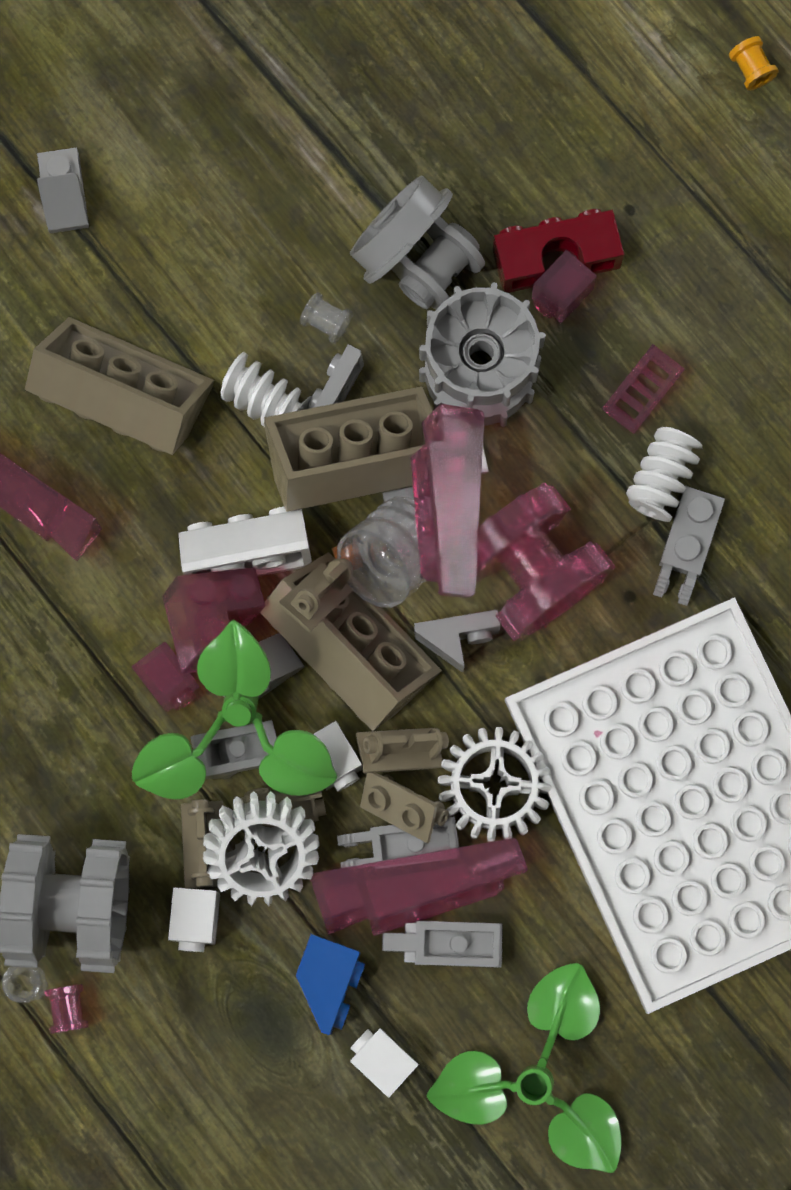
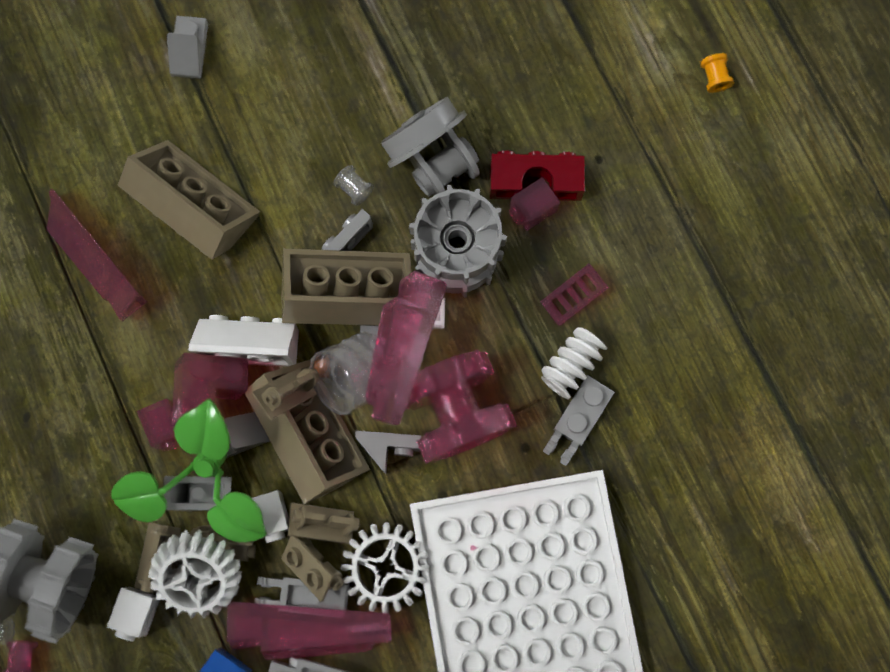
camera: 10 degrees right, 0 degrees up
(257, 392) = (287, 229): white piece -> none

